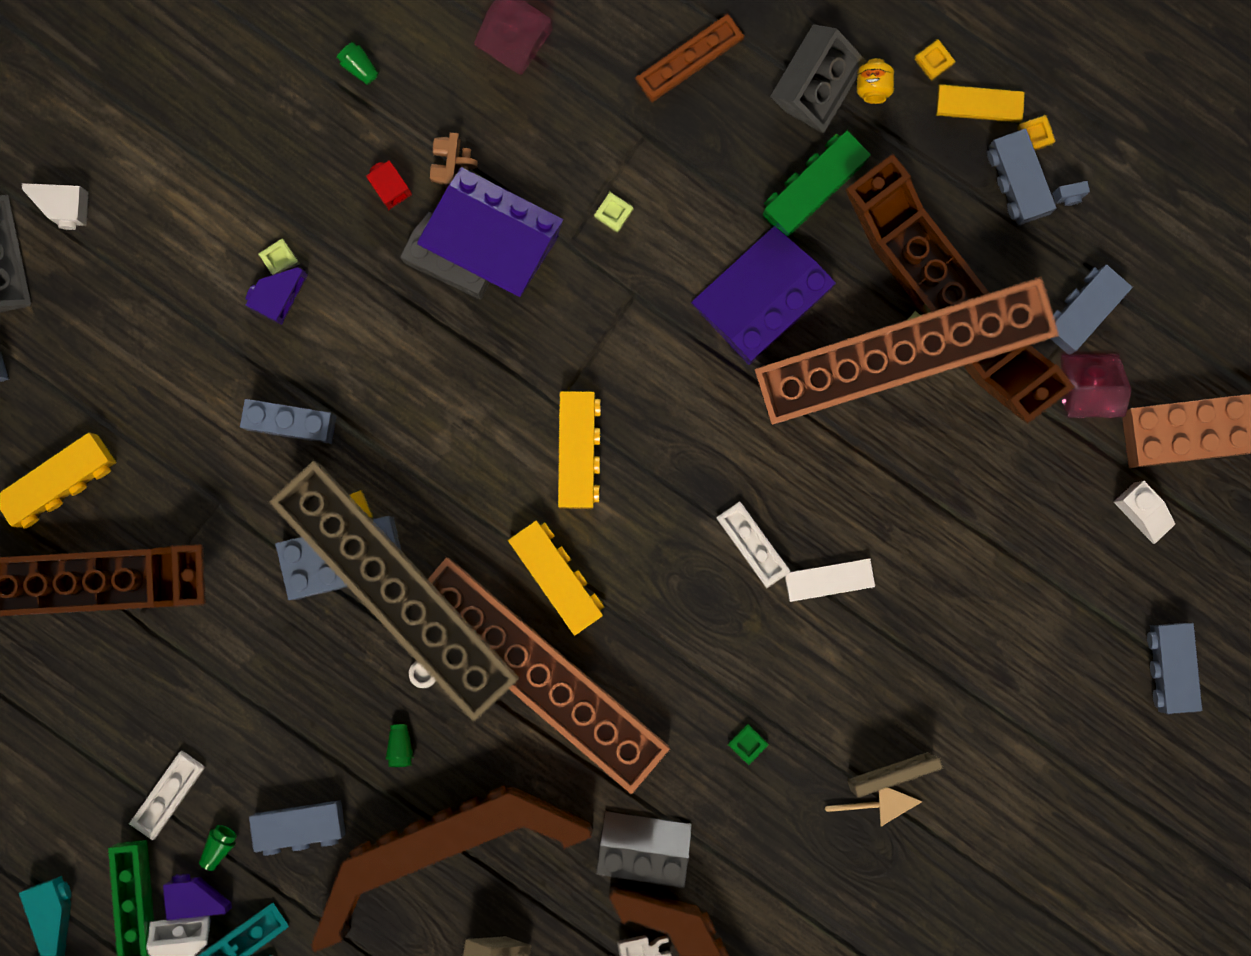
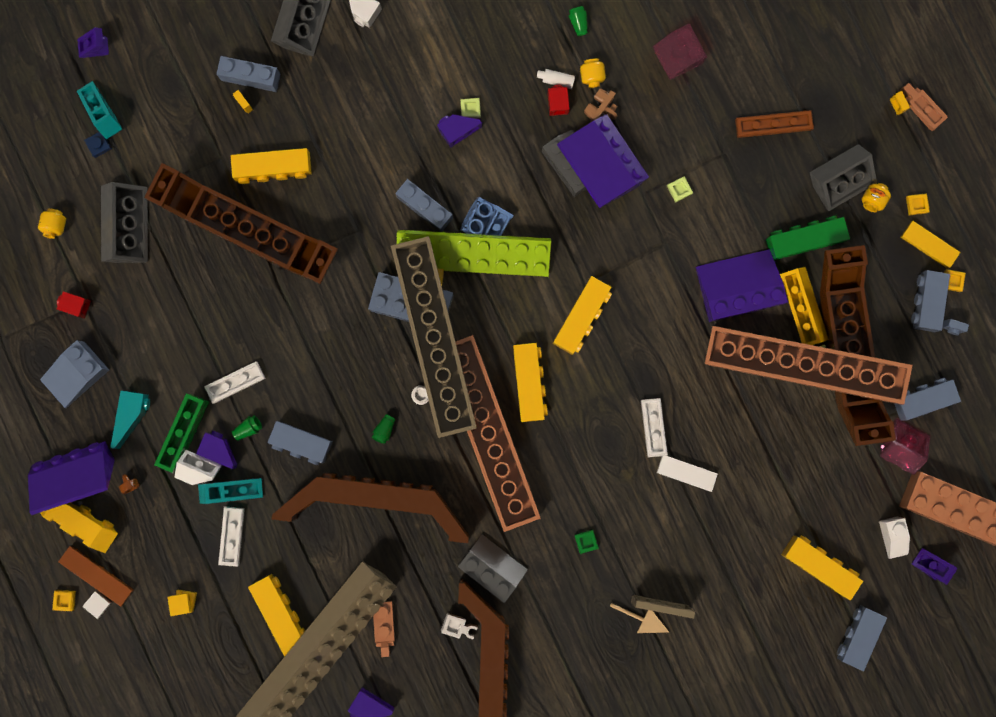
camera: 25 degrees right, 0 degrees up
(370, 155) = (556, 78): none -> white cylinder
(382, 397) = (485, 219): none -> medium blue slope
(403, 438) = (486, 252): none -> lime plate
(413, 122) = (592, 73): none -> yellow head
(860, 276) = (804, 306): none -> yellow brick
(1073, 605) = (822, 567): none -> yellow brick
(1217, 521) = (934, 566): none -> dark purple slope

